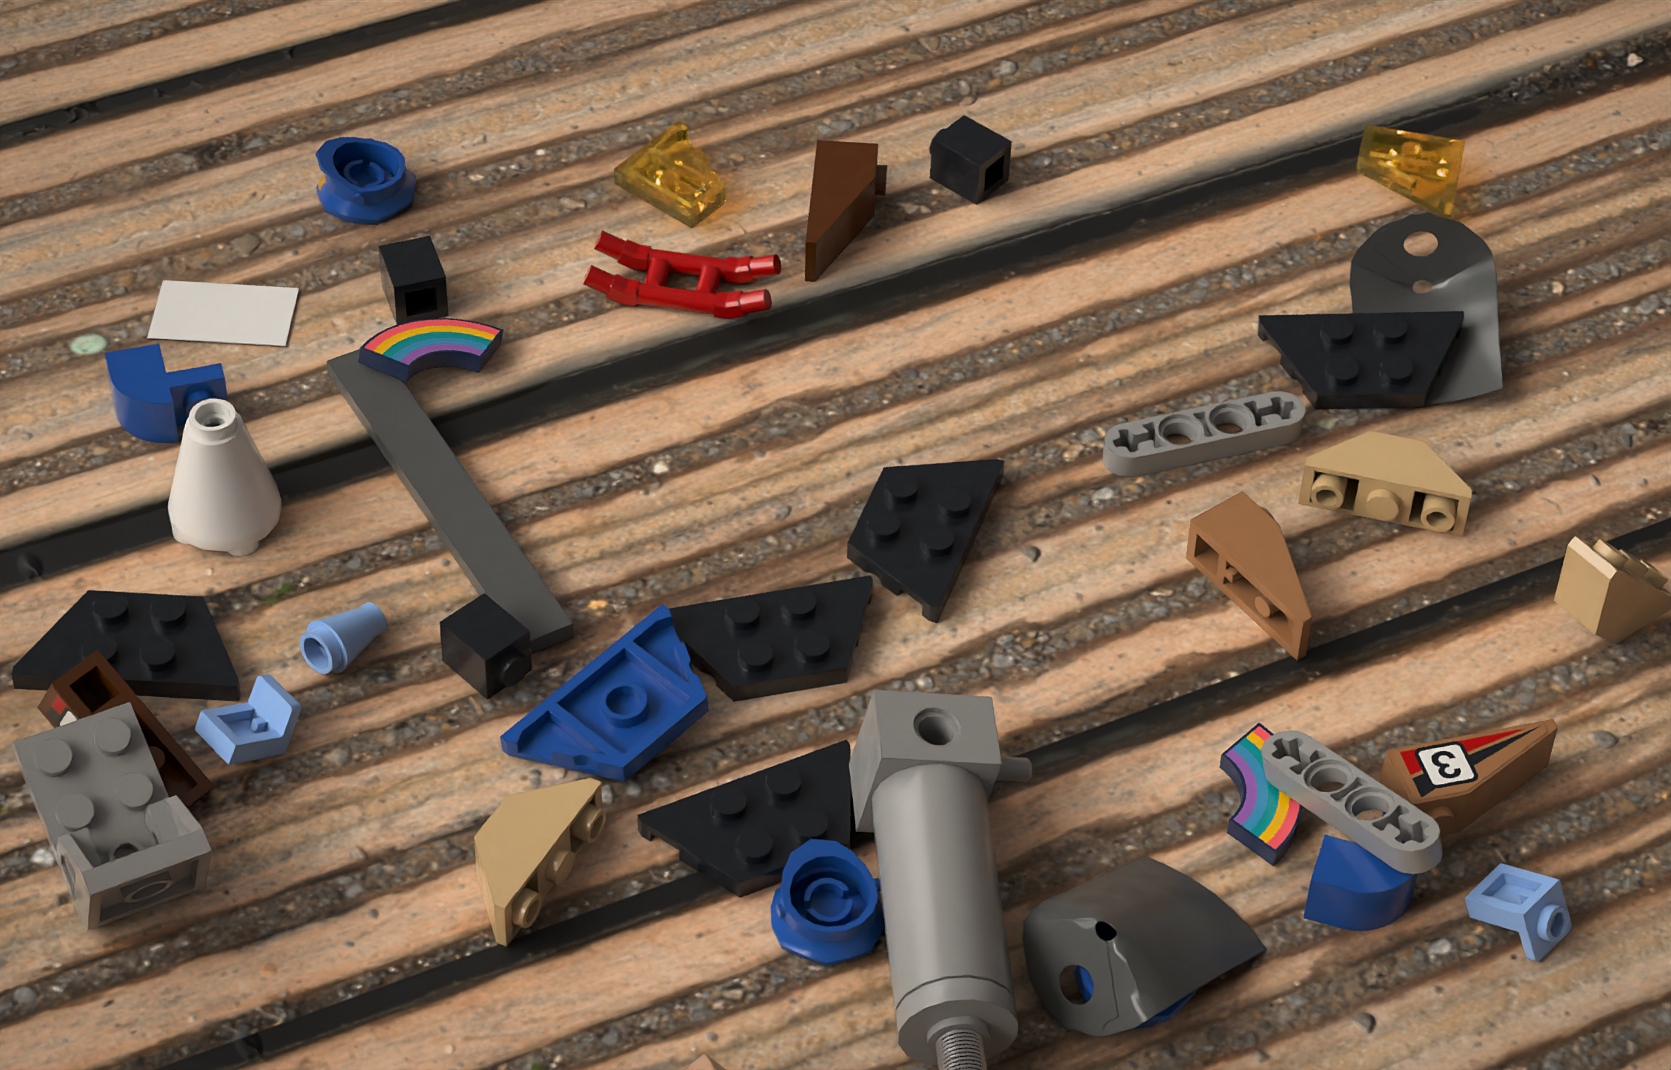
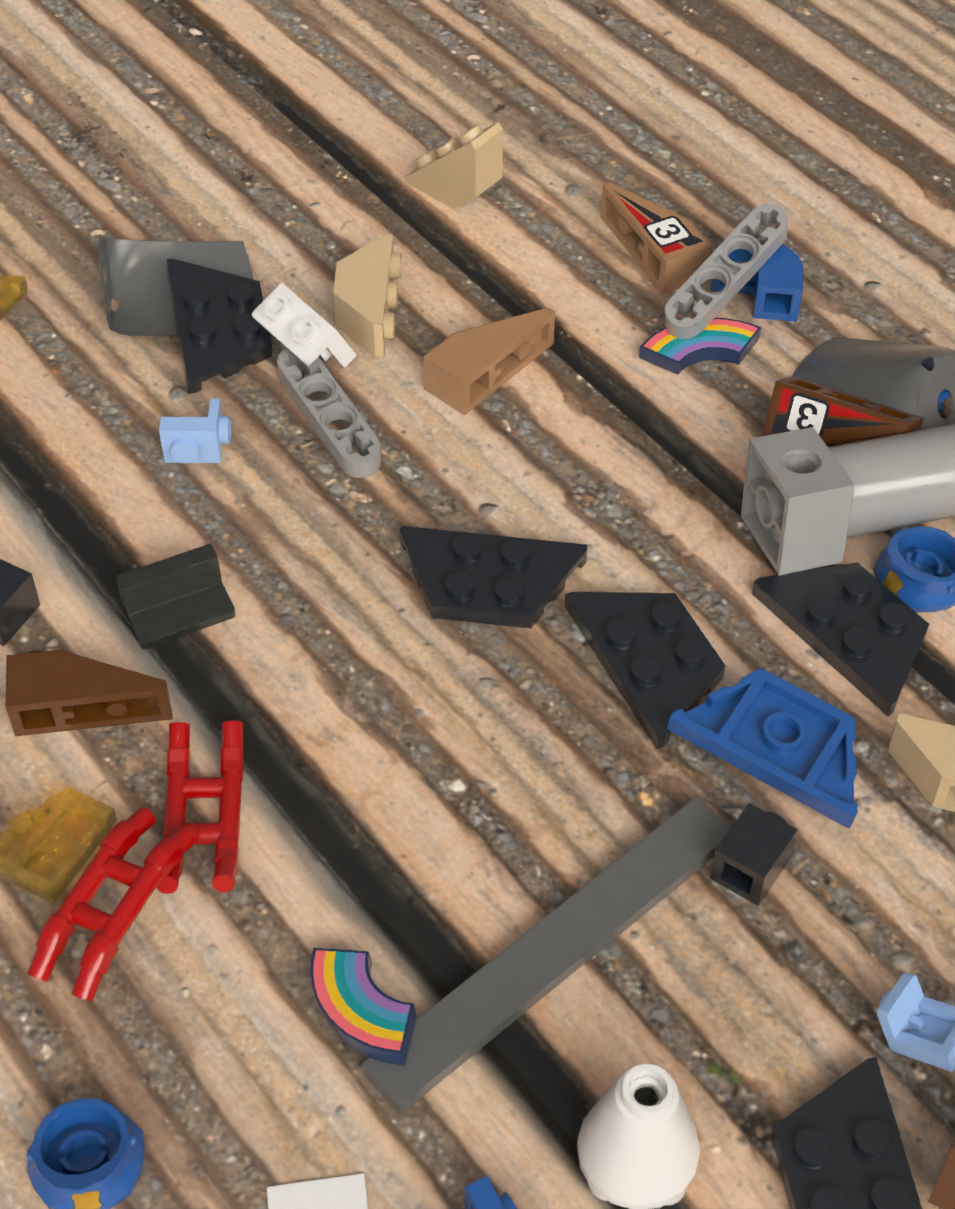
camera: 100 degrees left, 5 degrees up
(338, 639) = (783, 981): light blue cone -> none
(413, 280) = (258, 1049): black brick -> none
(578, 179) = (108, 928): none -> red piece
(947, 288) = (175, 596): none -> pearl dark grey panel
(1064, 845) = (832, 413): none -> slope
(1174, 328) = (196, 437): none -> light blue bracket
(1325, 411) = (301, 328): none -> white bracket
(1525, 904) = (753, 194): light blue bracket -> none

